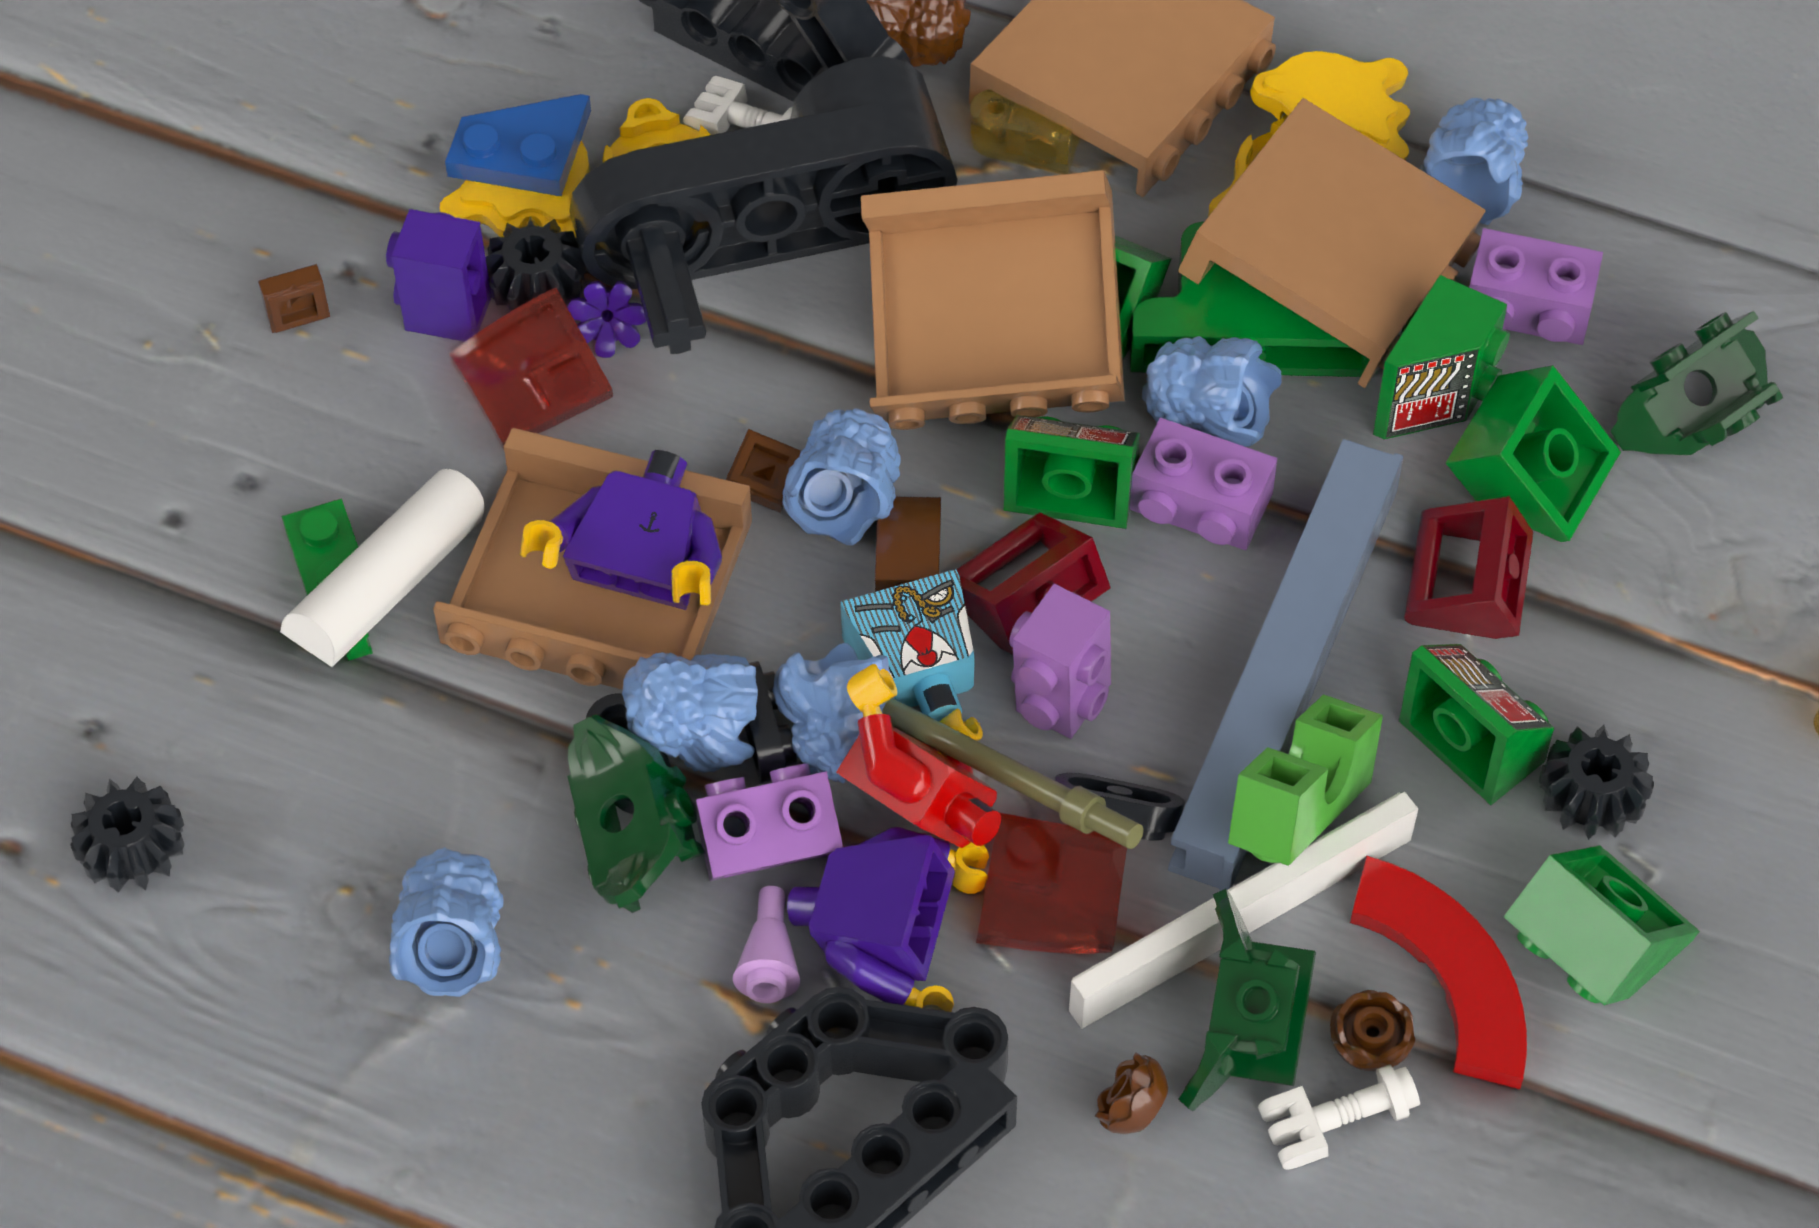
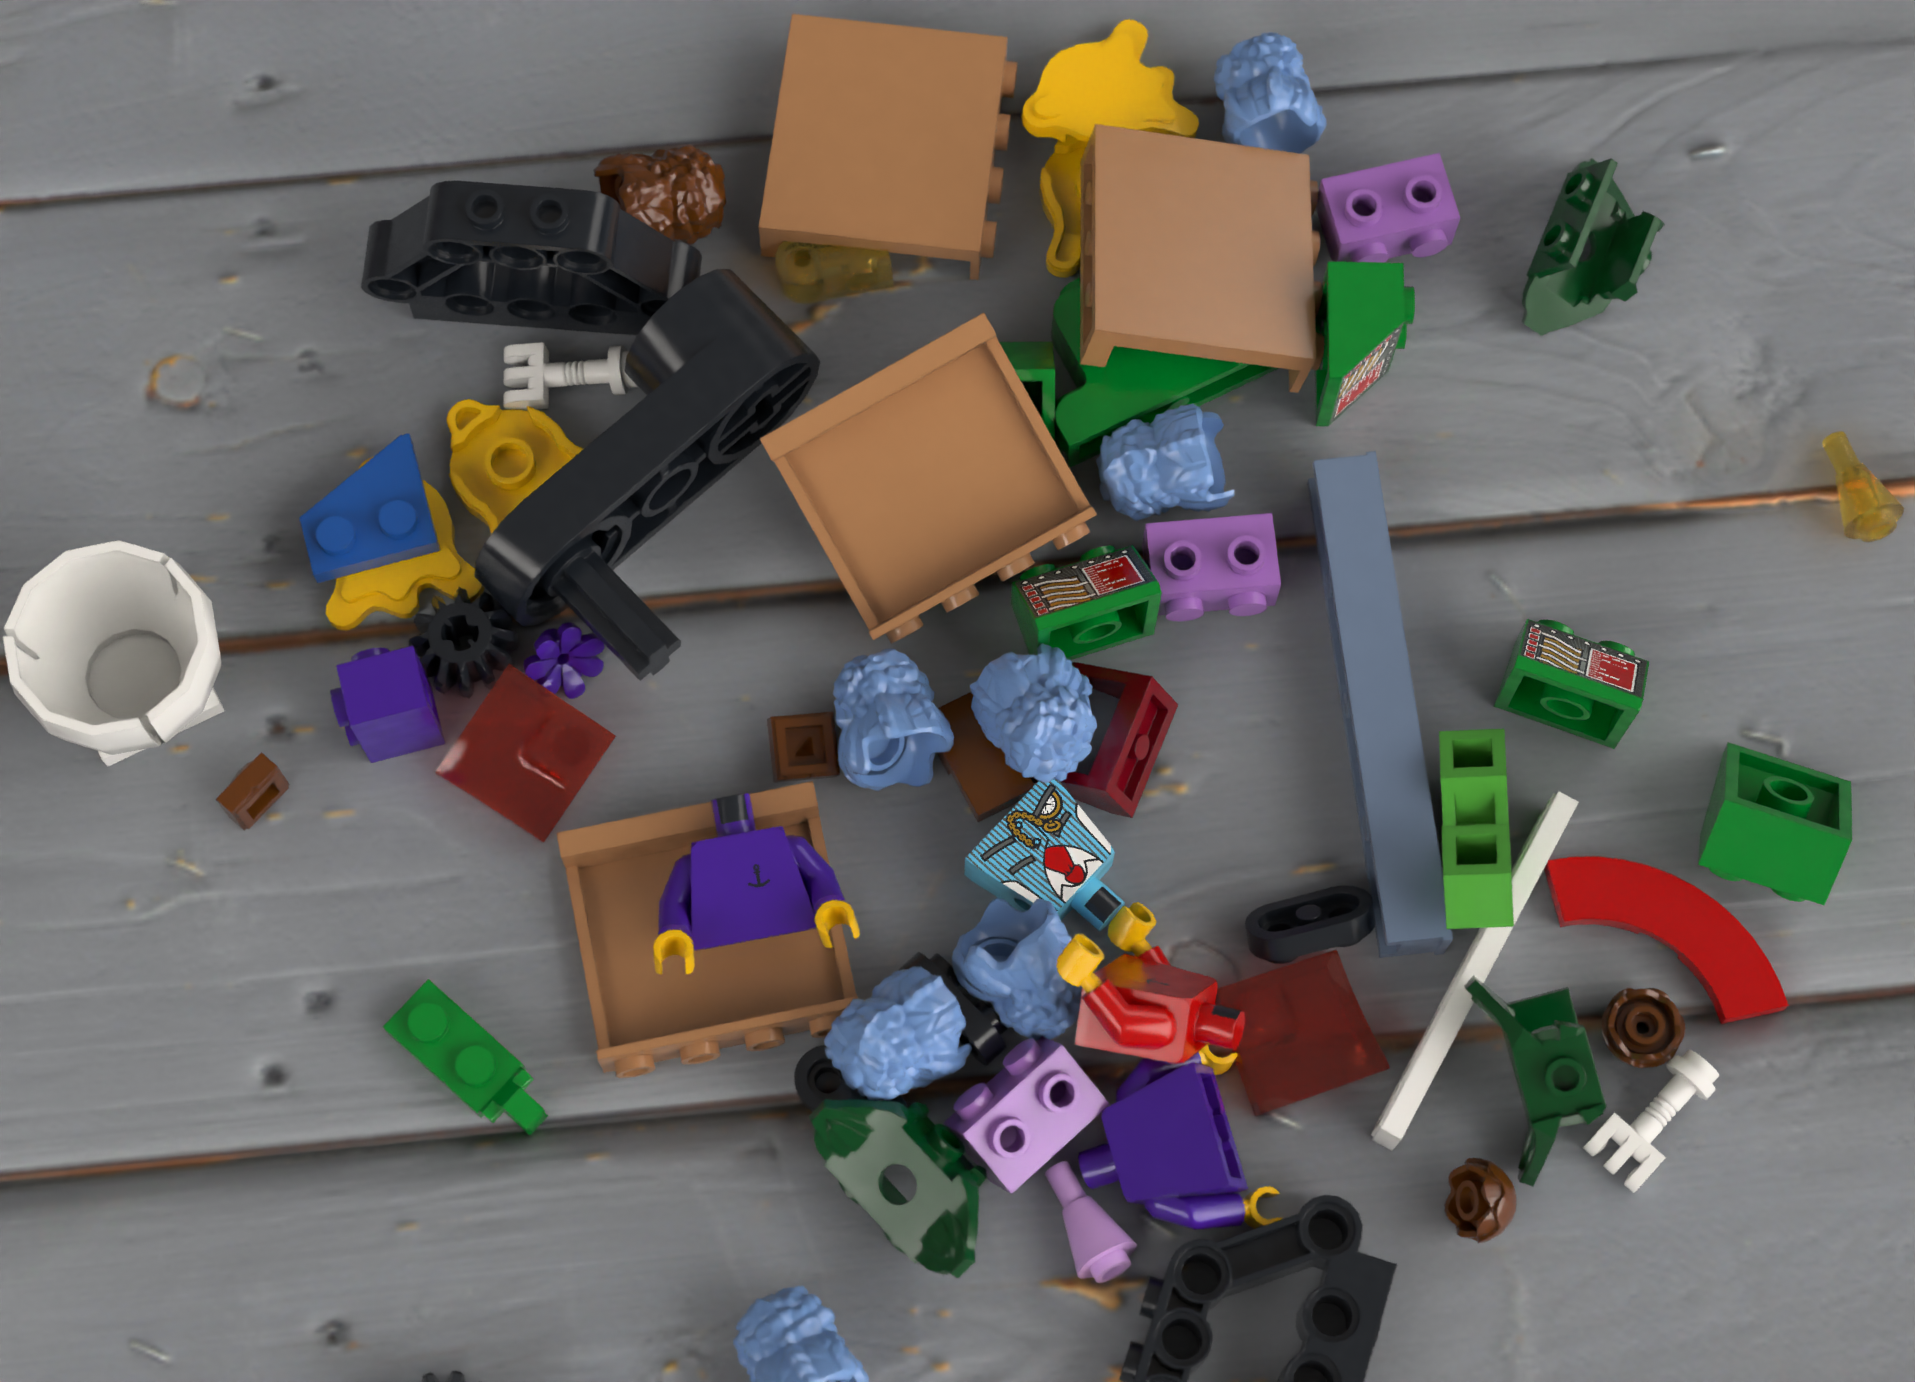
camera: 30 degrees left, 15 degrees up
(248, 136) = (114, 649): none -> white plate
(385, 567) = (521, 1036): white brick -> none
(971, 511) = (1036, 712): none -> medium blue hair
(1061, 661) = (1196, 818): medium lavender brick -> none
(1075, 806) = (1305, 965): olive bar -> none
(1500, 574) = (1509, 515): dark red tile -> none
(1538, 448) = (1474, 382): green slope -> none
(1596, 781) = (1684, 668): black gear -> none

